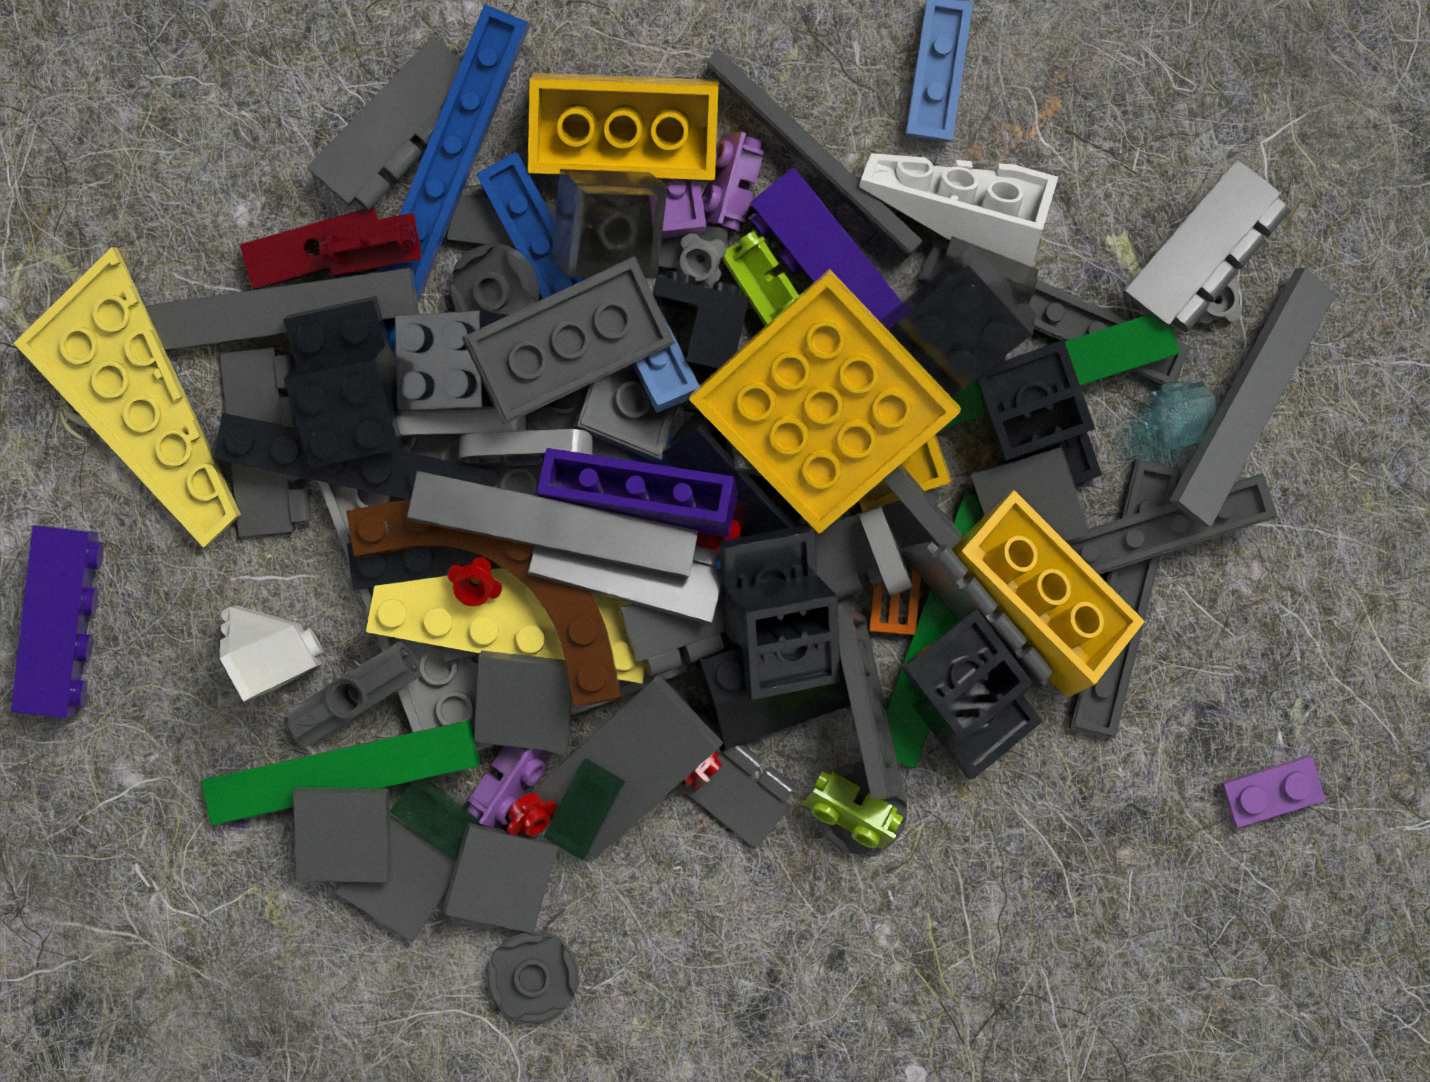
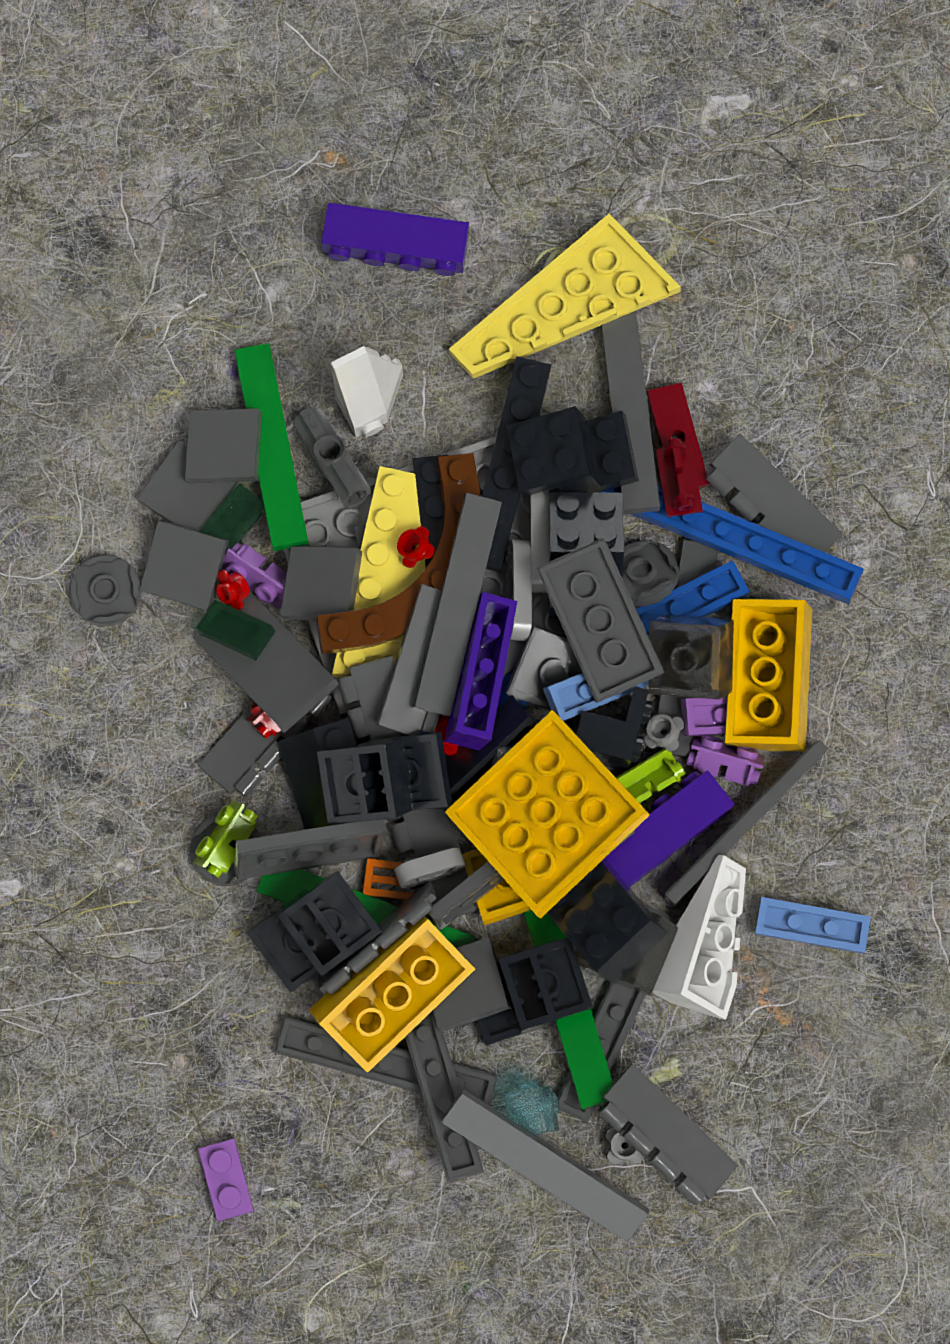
camera: 90 degrees right, 10 degrees down
(254, 391) = (486, 395): dark grey windscreen -> none

